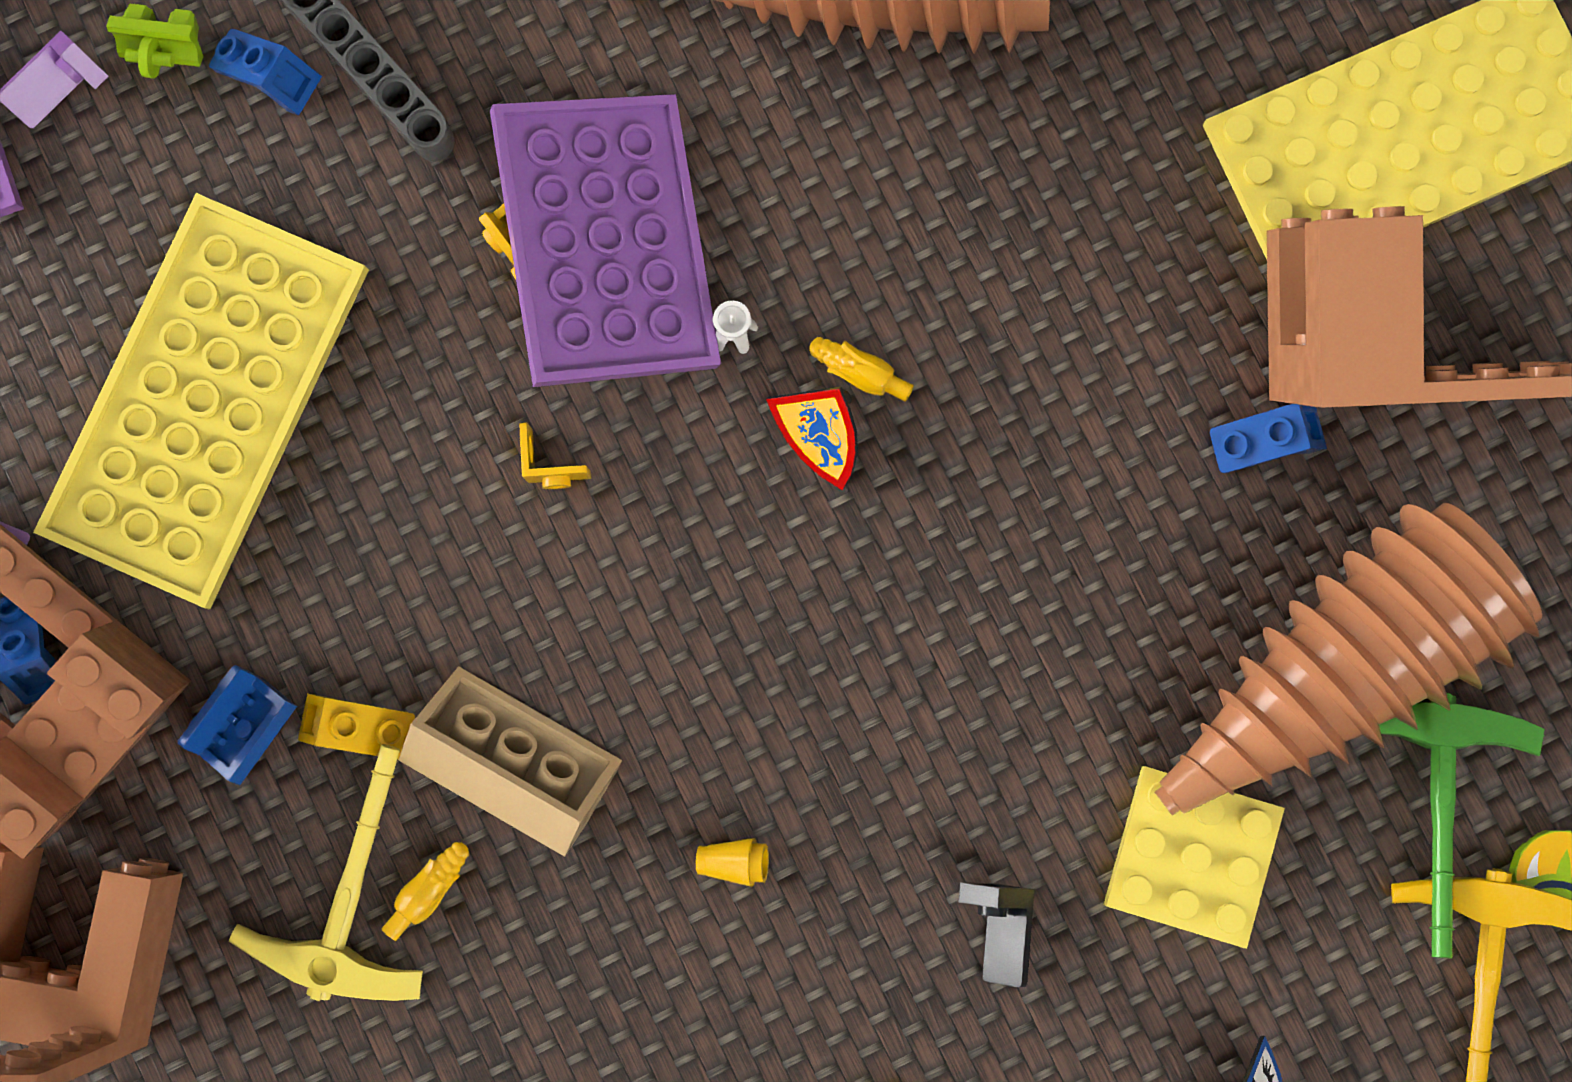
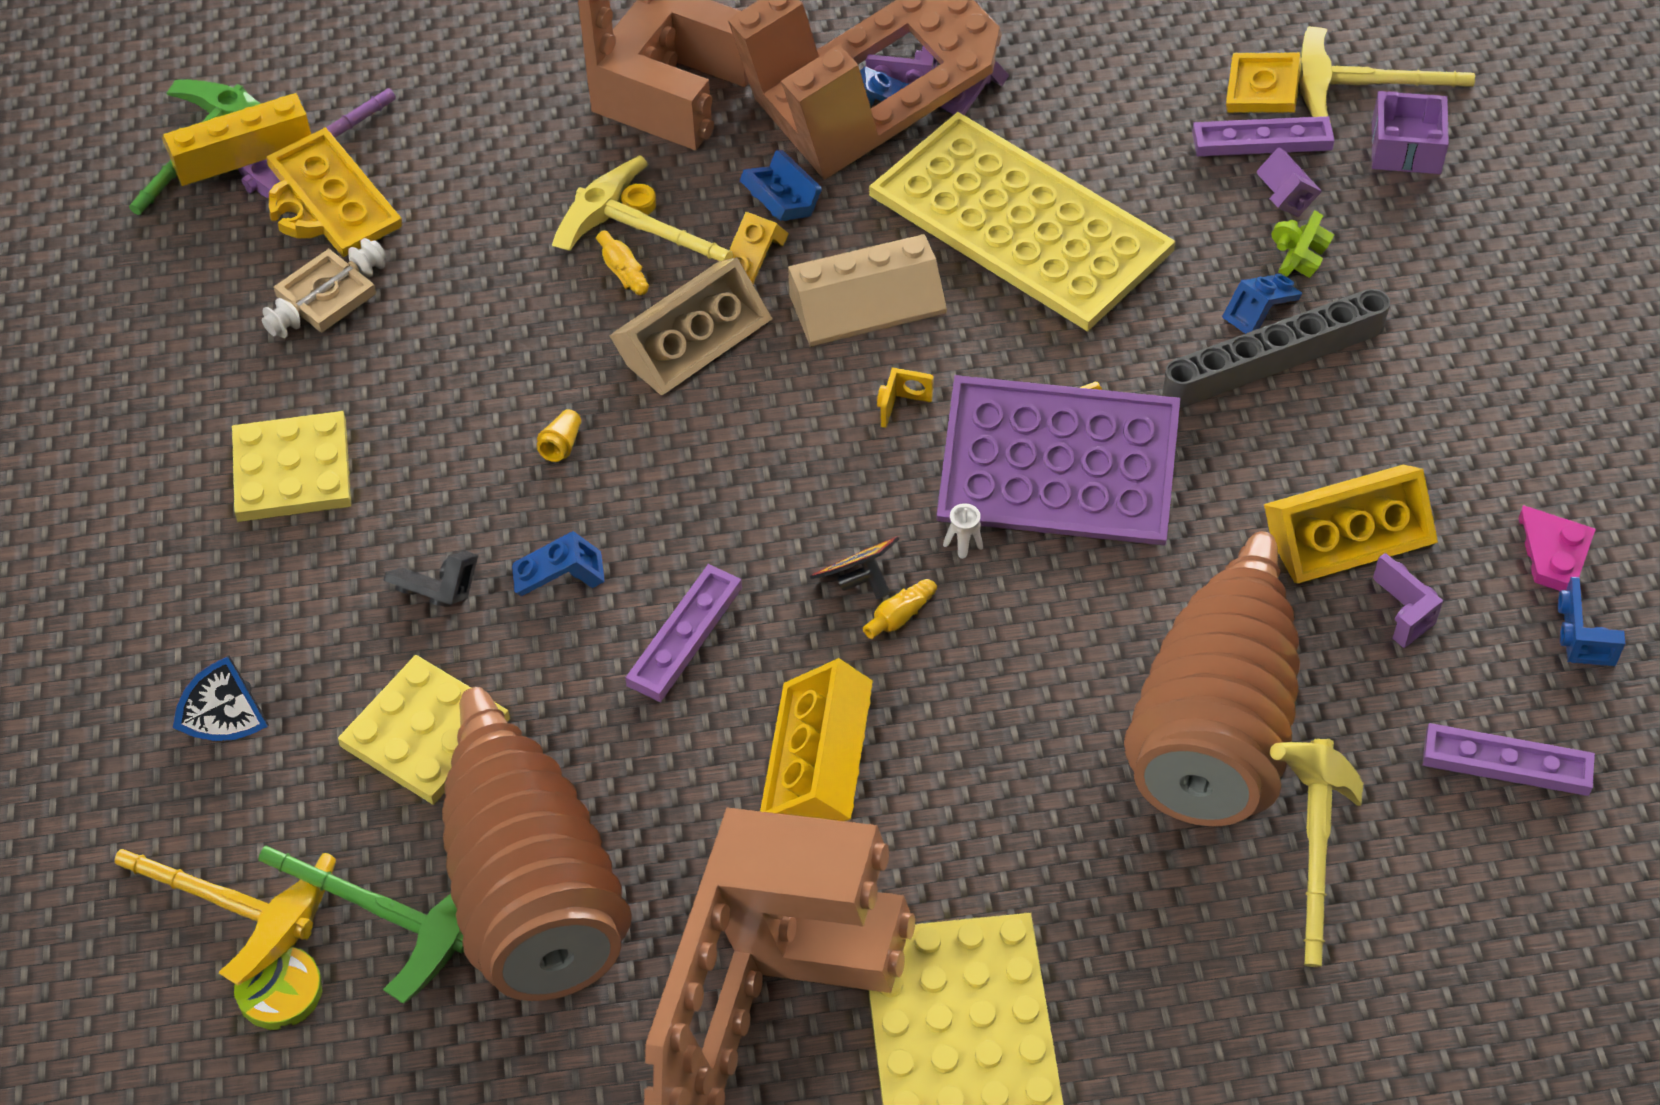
camera: 105 degrees right, 30 degrees down
(301, 914) = (640, 198): none -> yellow tile
(388, 554) = (866, 290): none -> tan slope
(932, 786) = (564, 555): none -> blue bracket
(975, 603) = (683, 633): none -> medium lavender plate
(1084, 401) = (818, 743): none -> yellow slope

